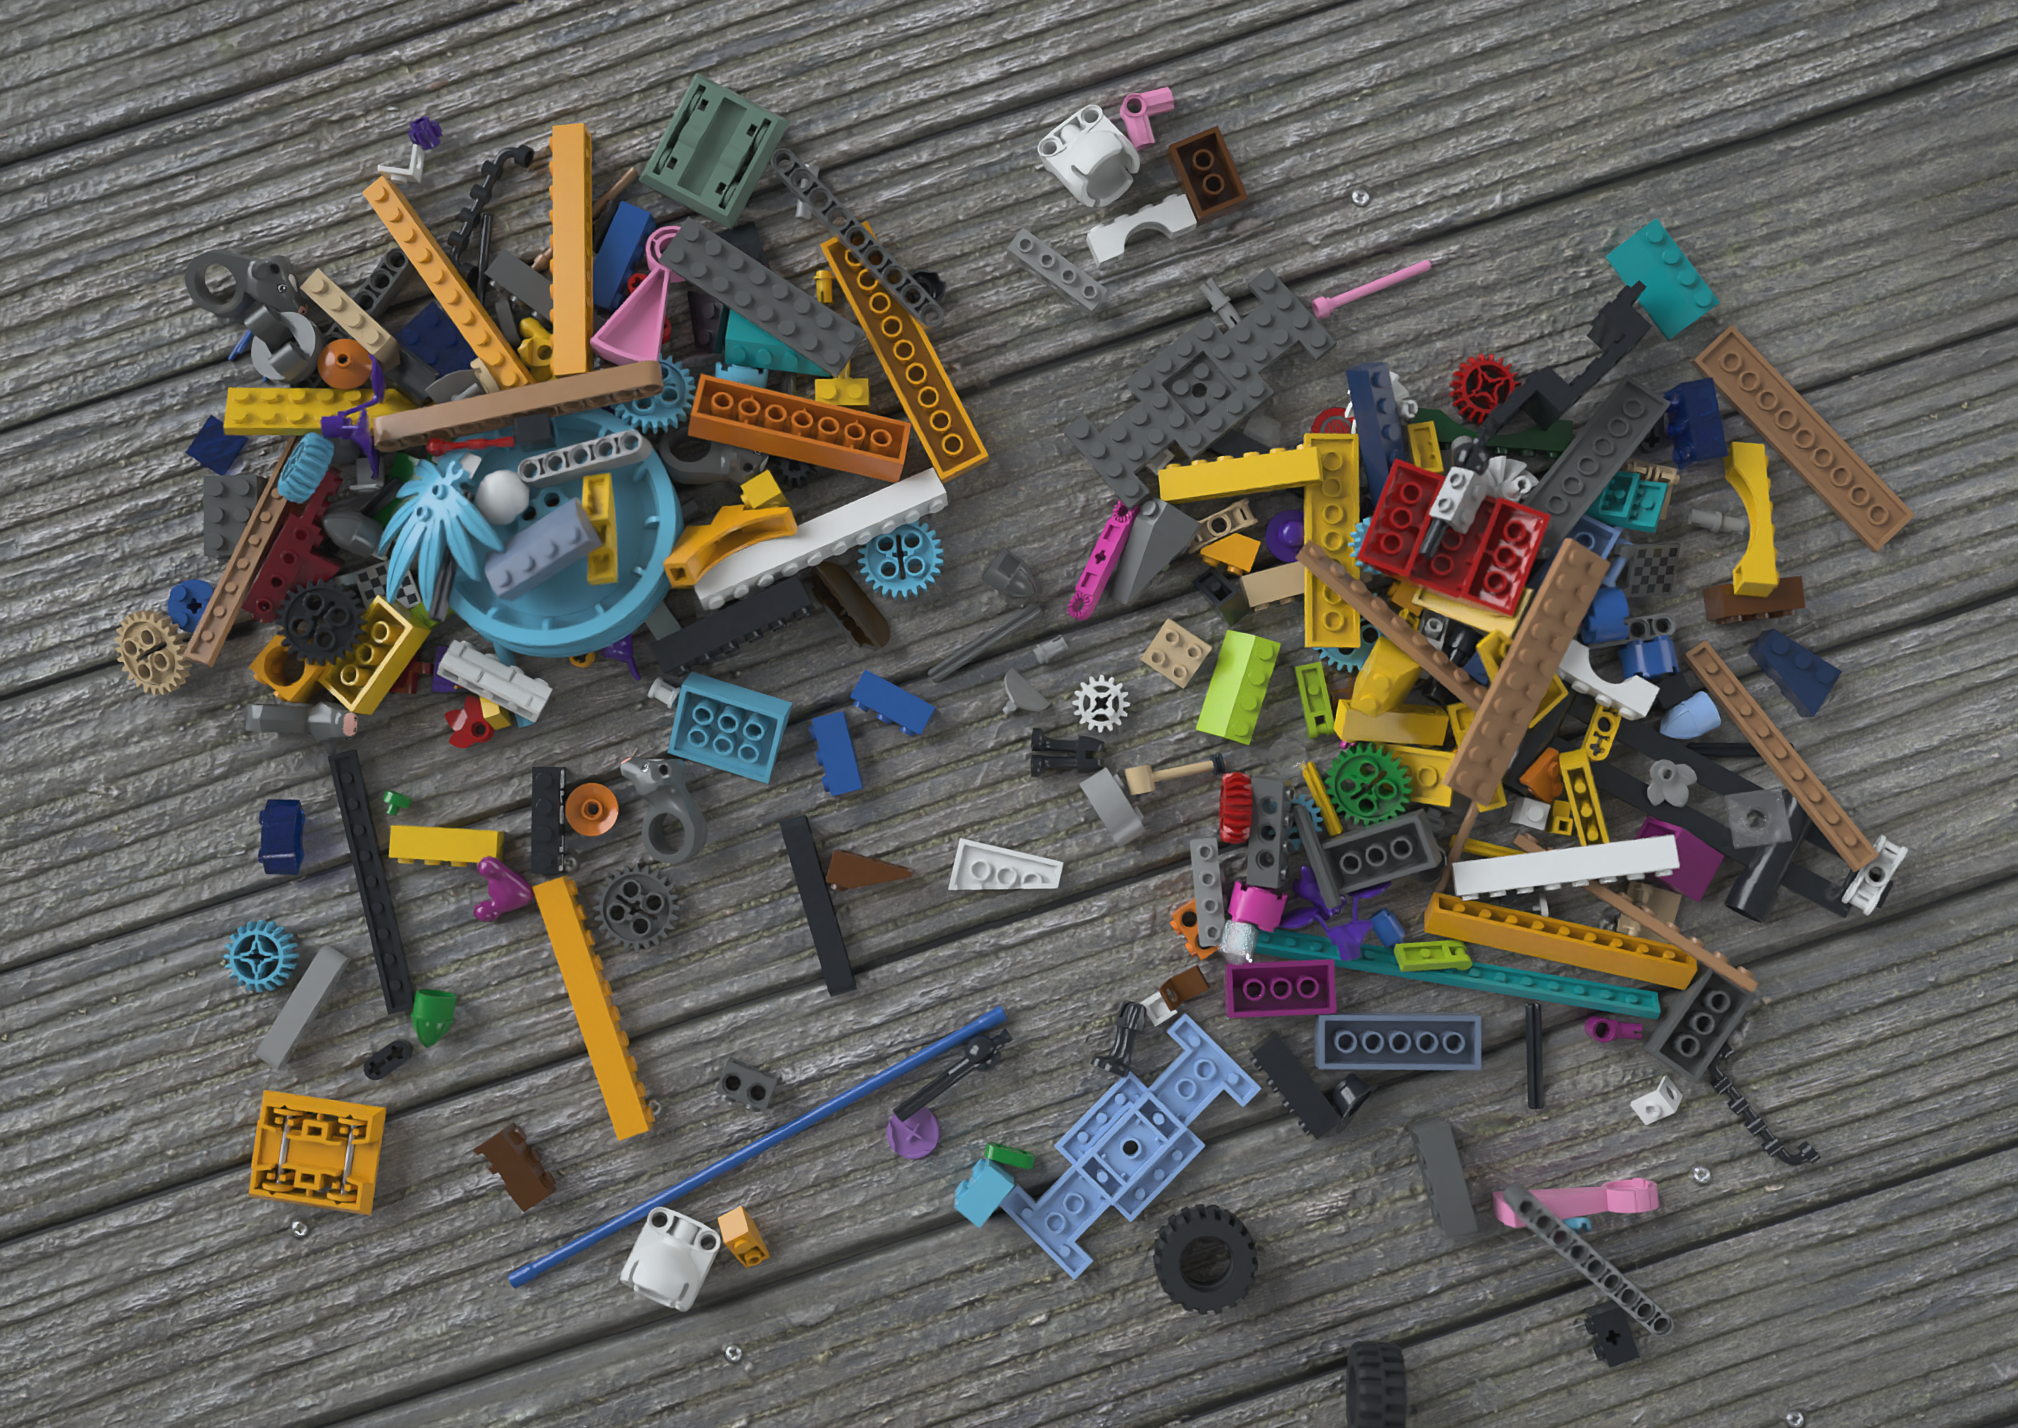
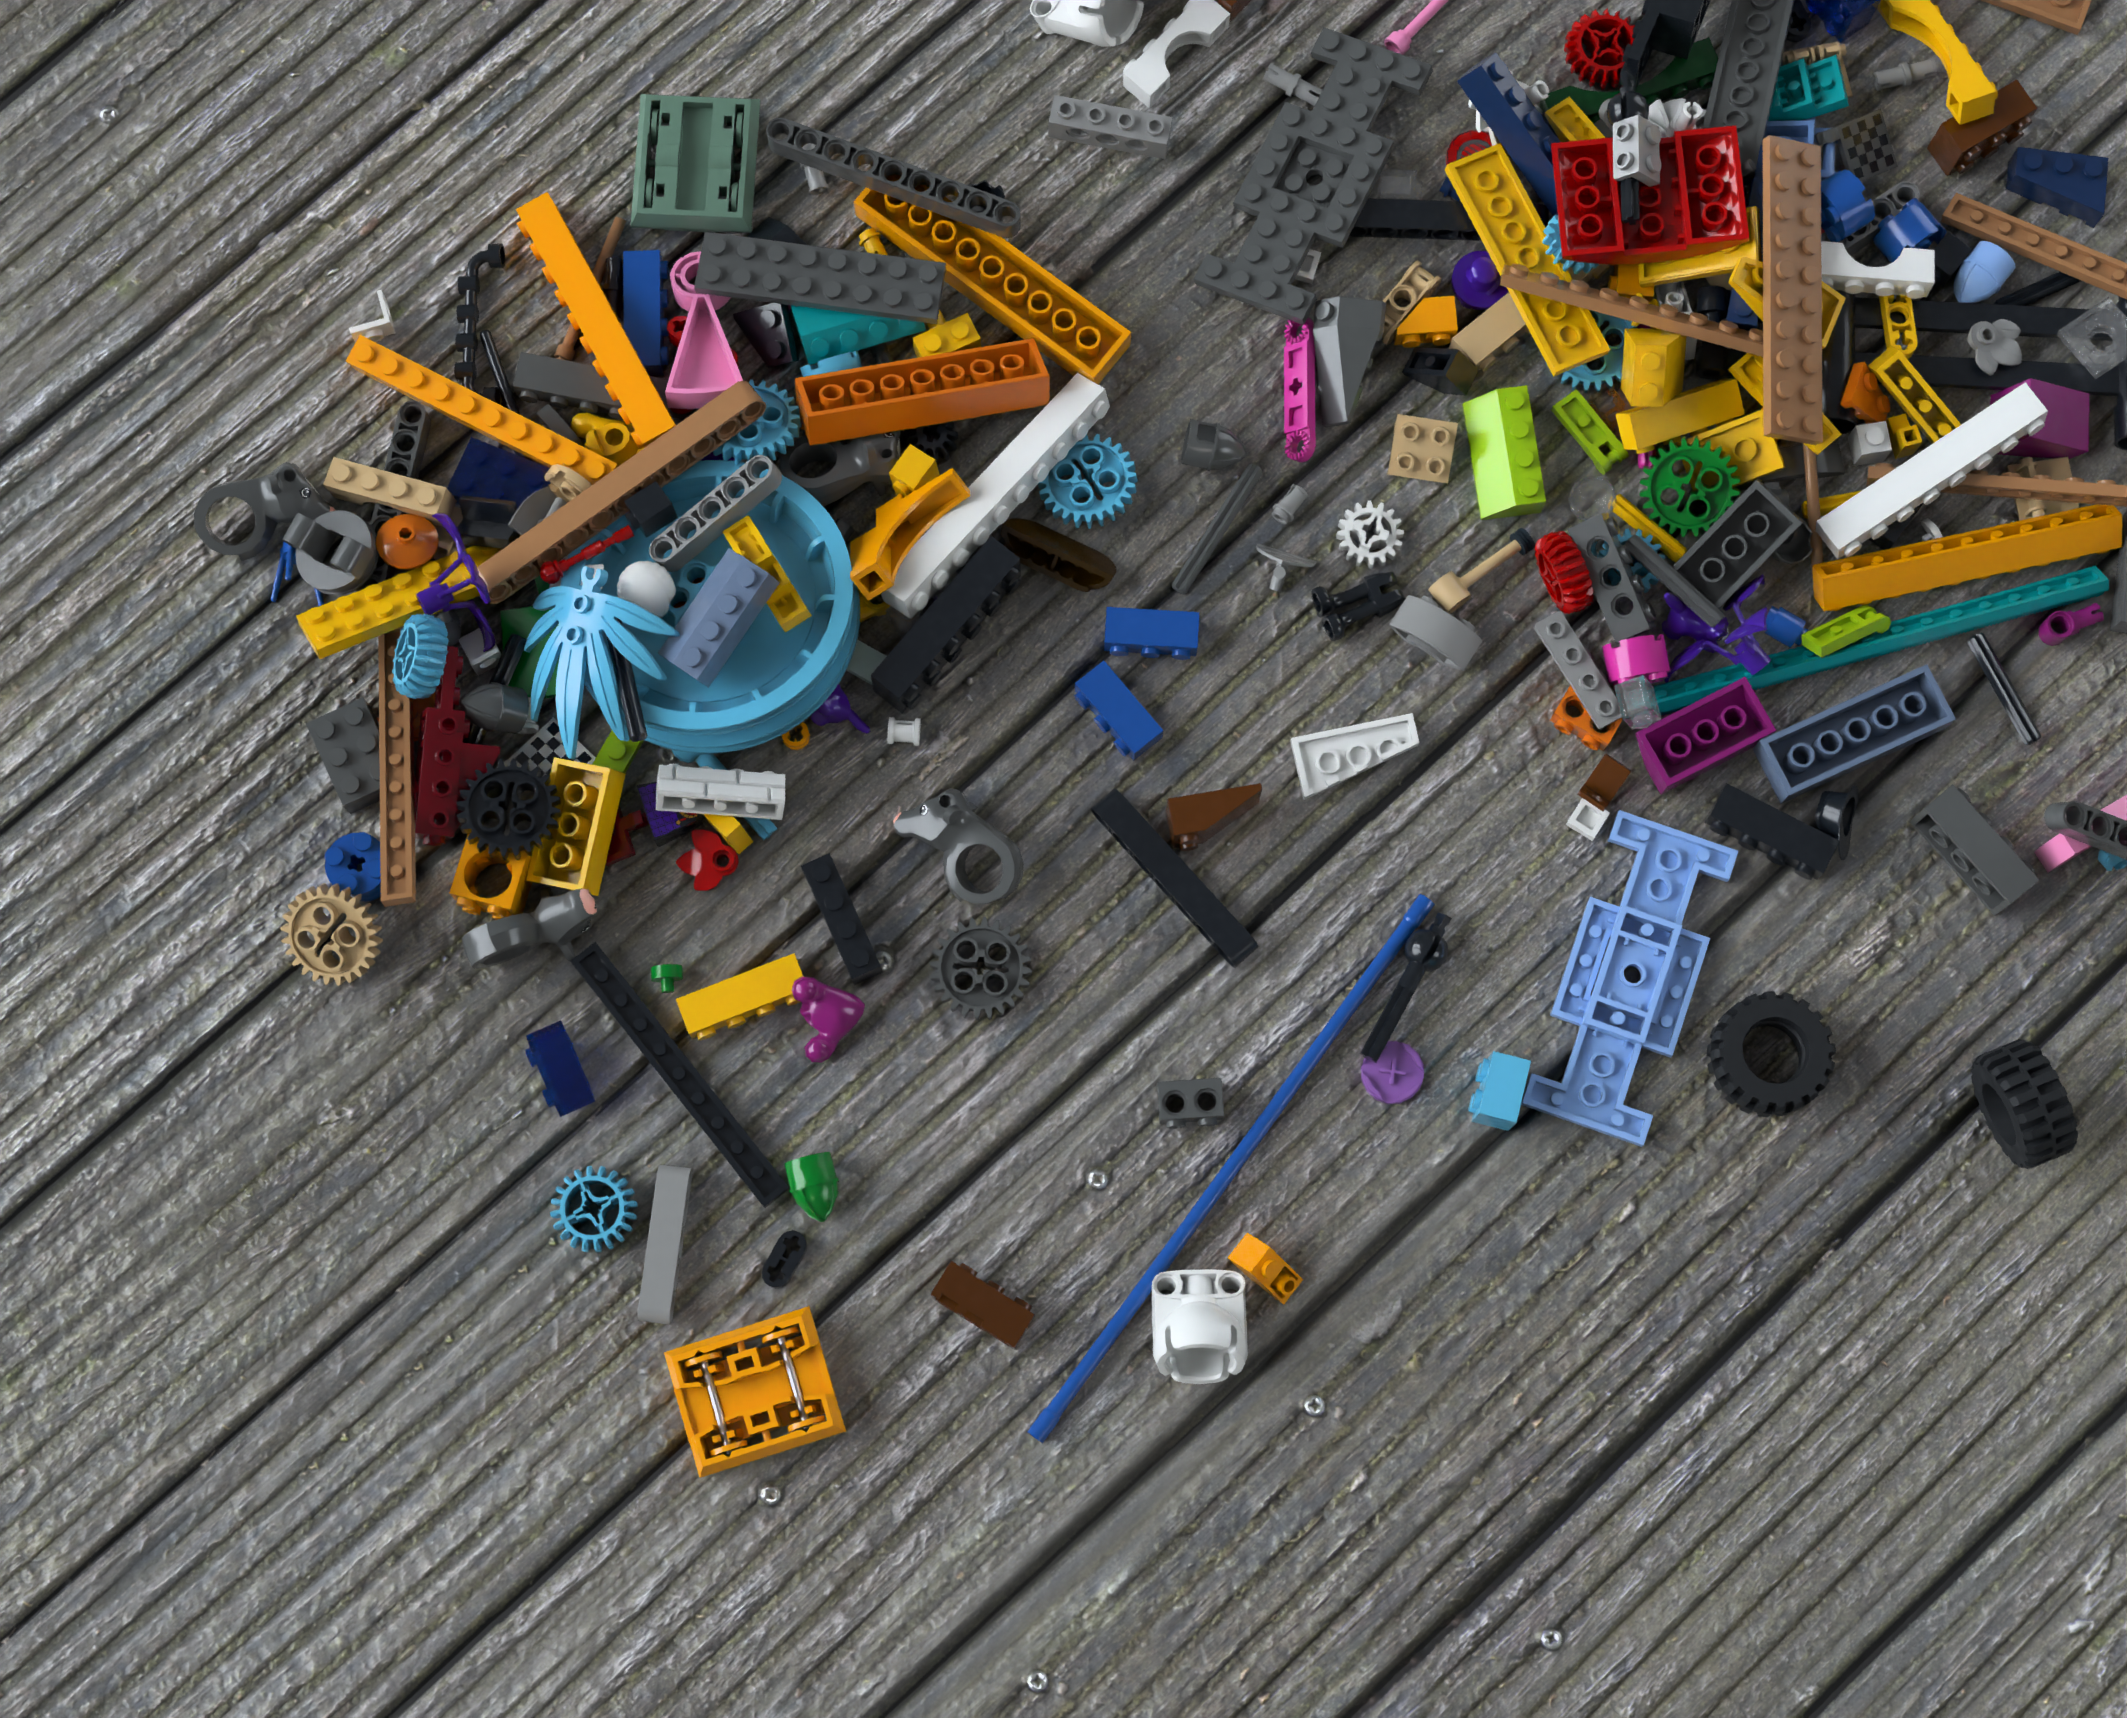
camera: 25 degrees left, 10 degrees down
(215, 448) = (298, 694): clear blue piece -> none
(425, 133) = (382, 276): dark purple gear -> none
(579, 814) = (881, 872): orange dish -> none
(593, 1007) = (984, 1096): light orange brick -> none
(729, 727) = (990, 736): medium azure slope -> none
(1009, 1155) = (1509, 1045): green beam -> none
(1129, 1023) = (1564, 846): black piece -> none
(1241, 475) = (1402, 235): yellow brick -> none

